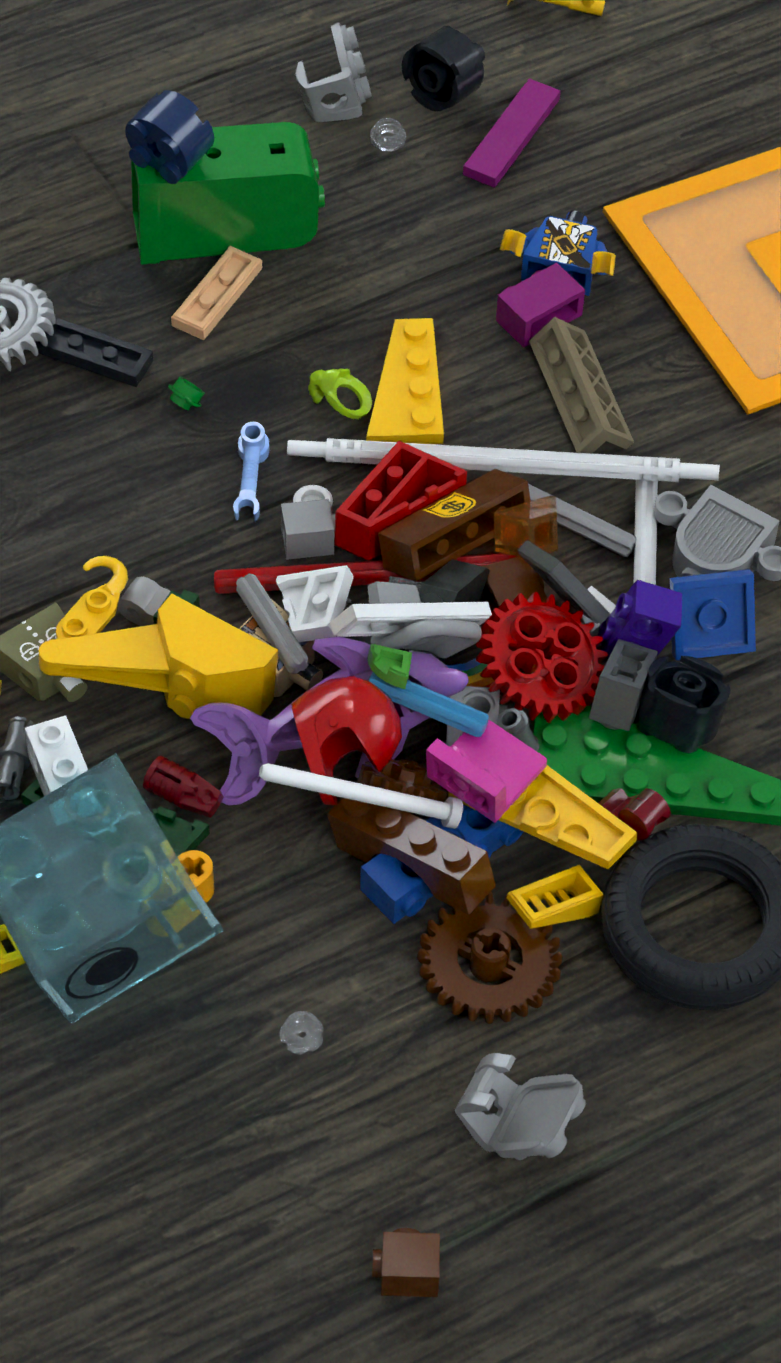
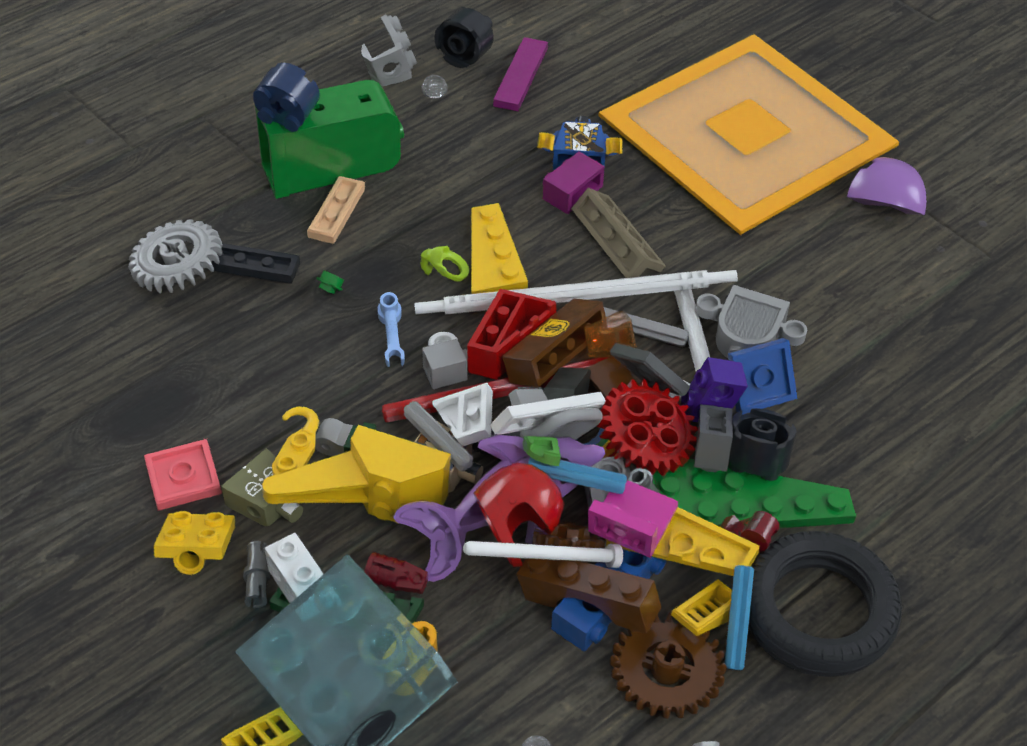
camera: 10 degrees left, 5 degrees down
(589, 915) = (739, 617): none -> dark azure axle

